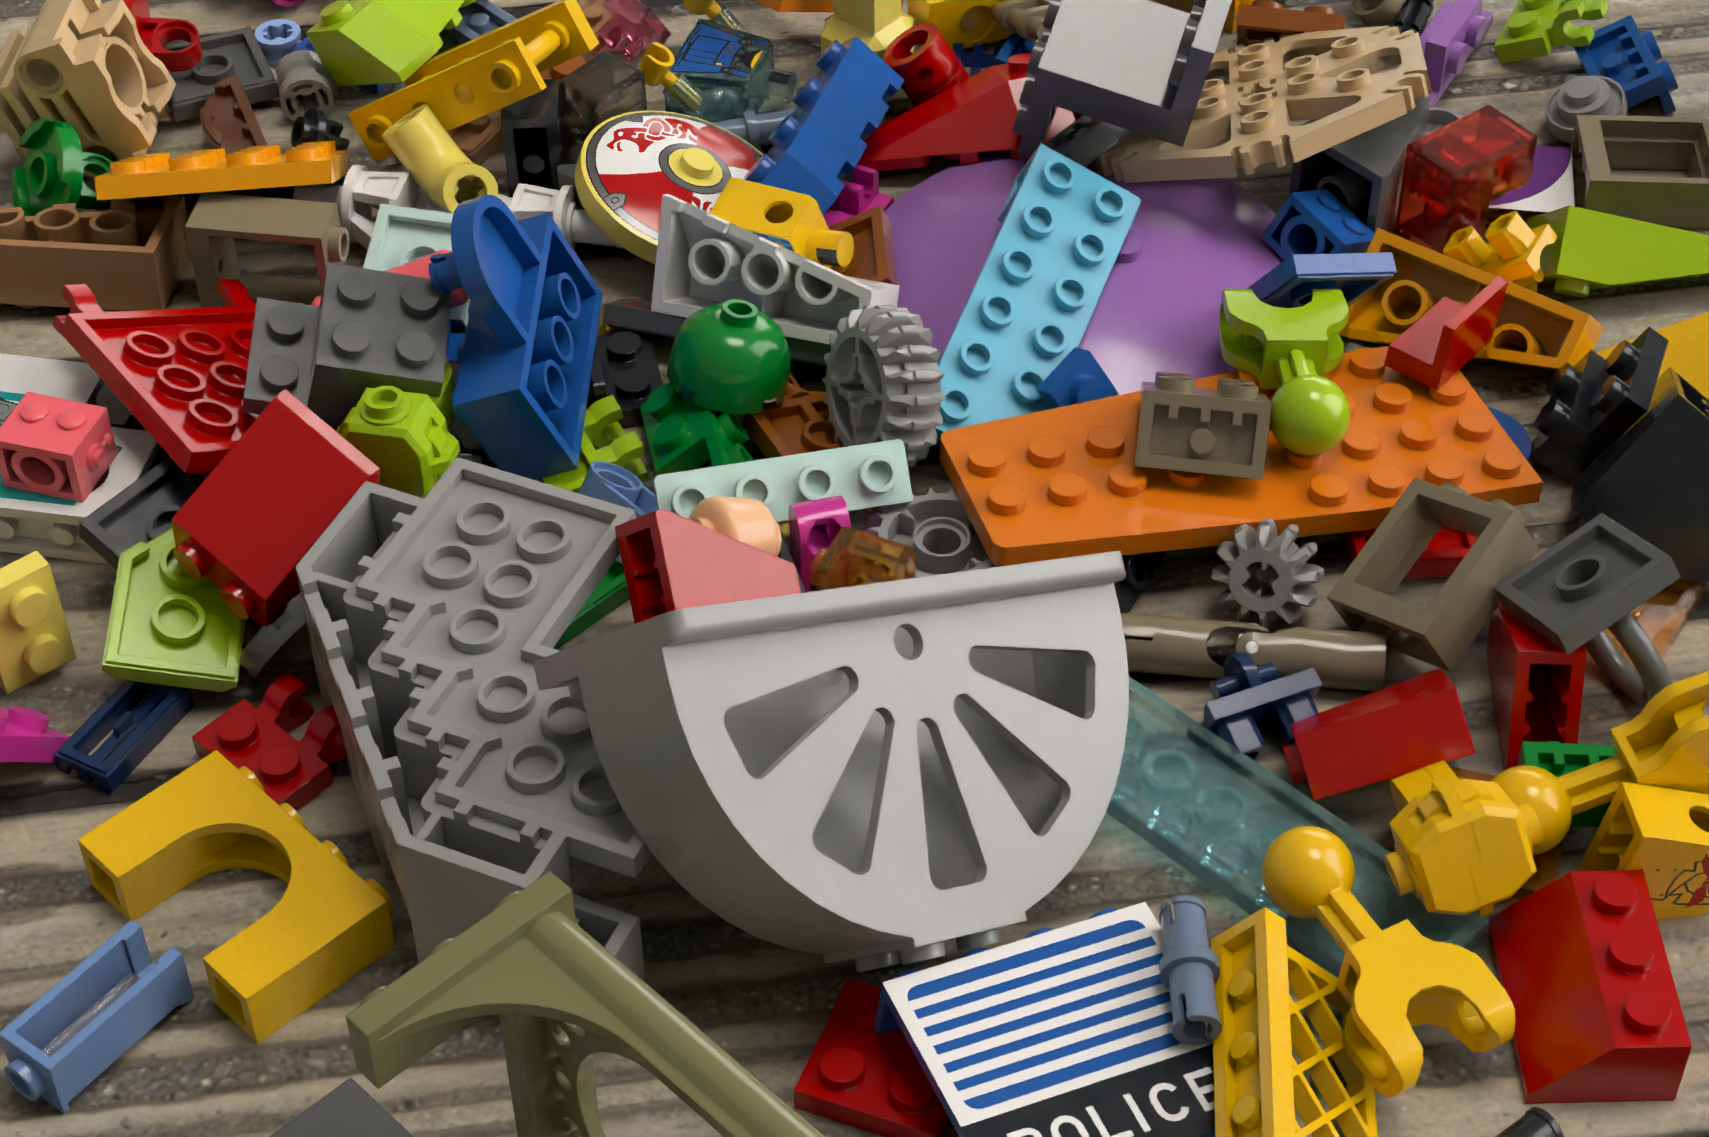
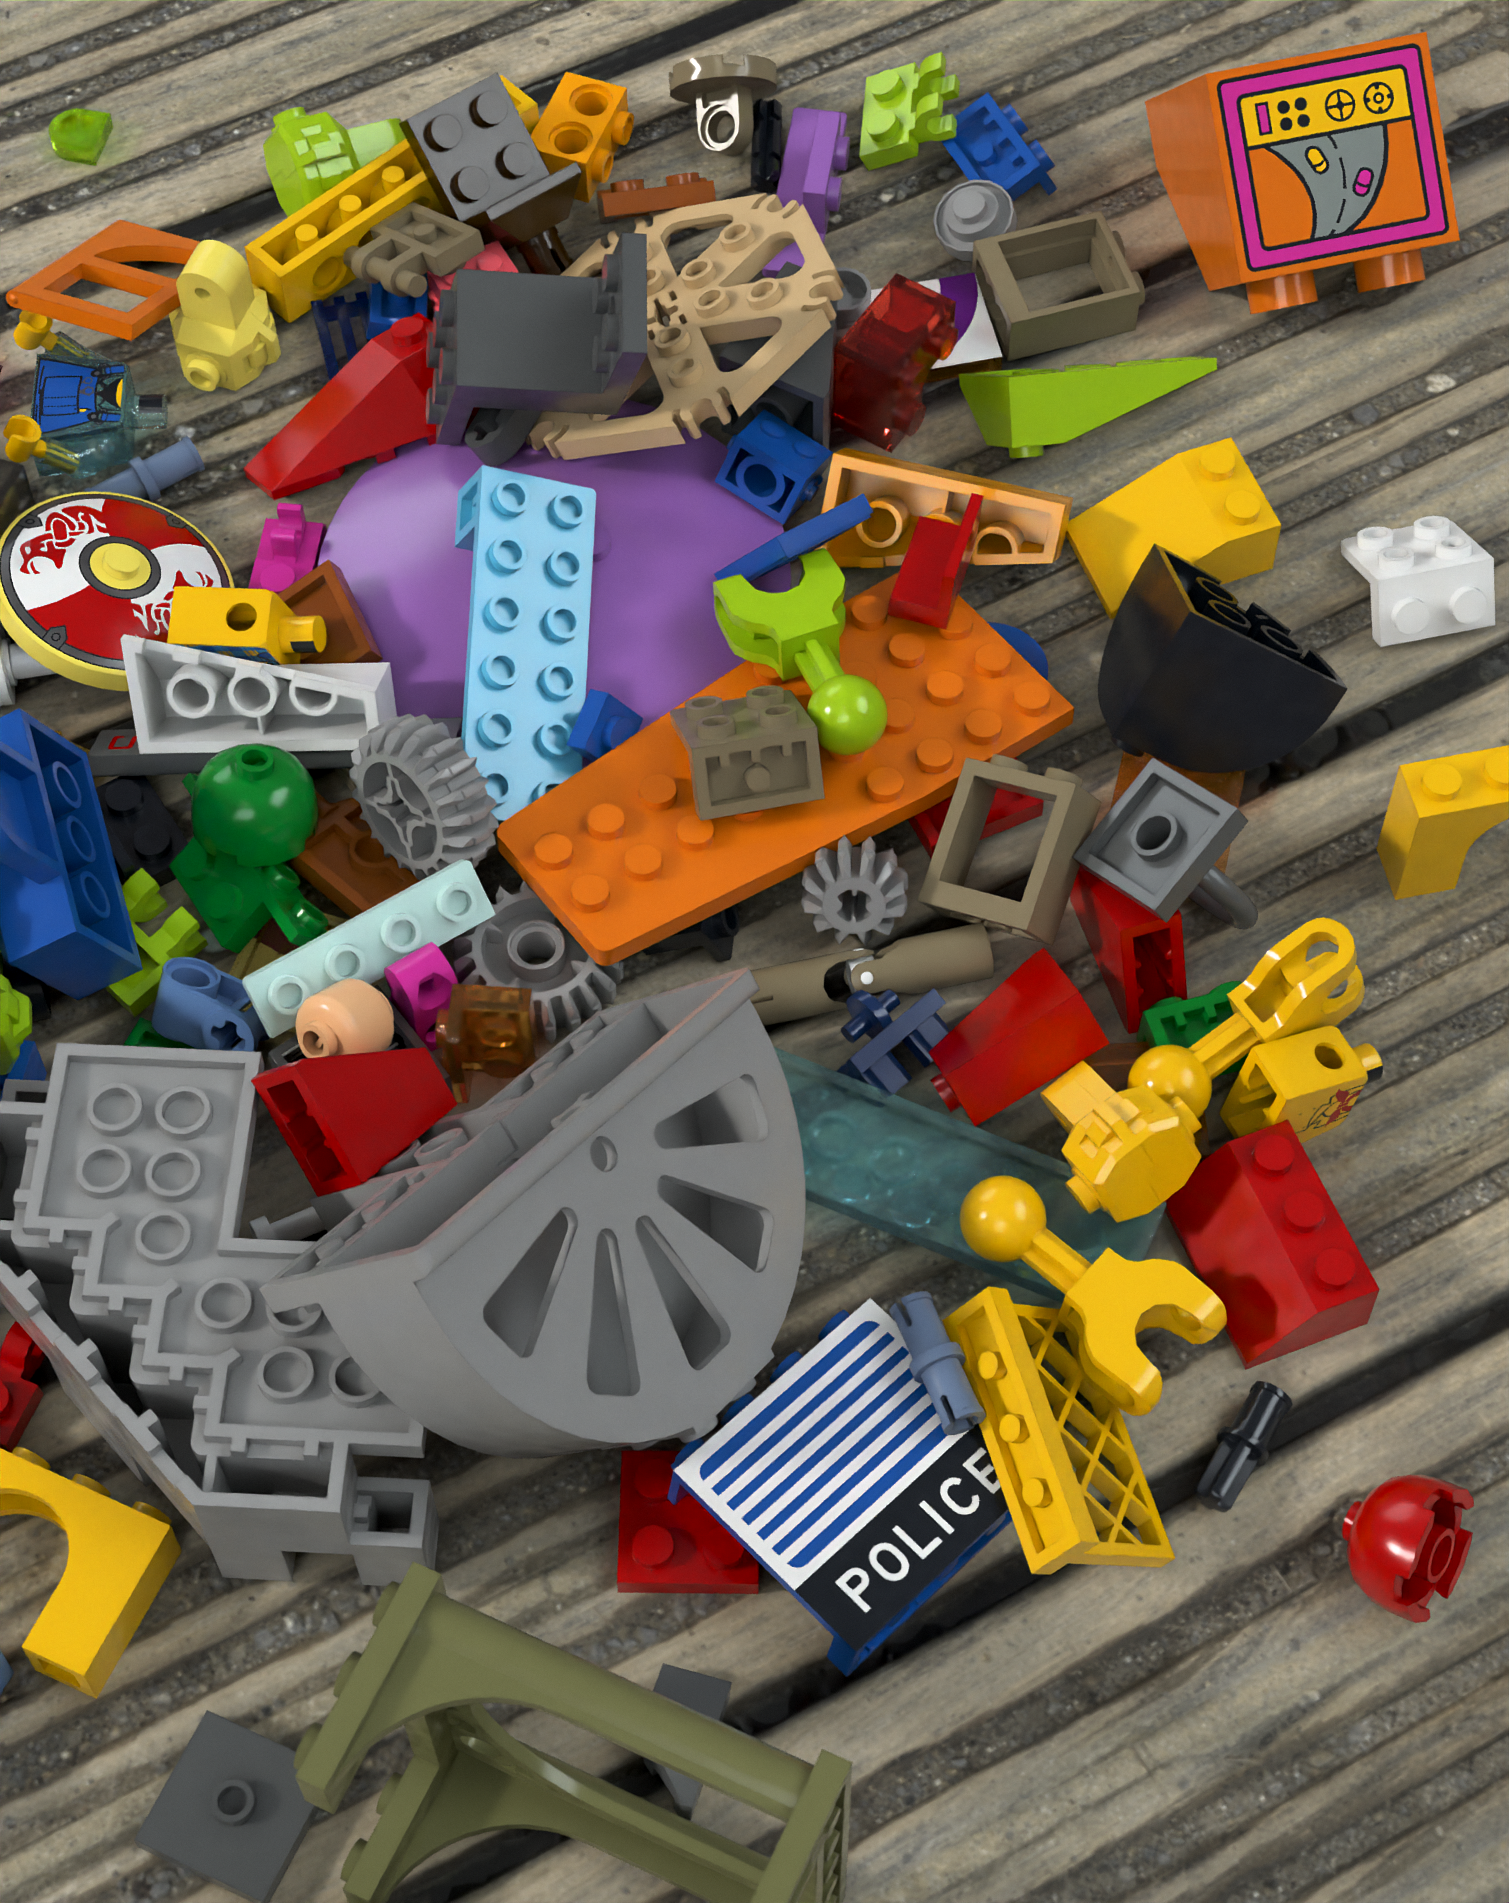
camera: 20 degrees left, 15 degrees up
(830, 124) = (236, 493): blue brick -> none
(929, 69) = (303, 356): red piece -> none
(1511, 253) = (958, 440): yellow hips -> none
(1596, 403) = (1097, 599): black plate -> none

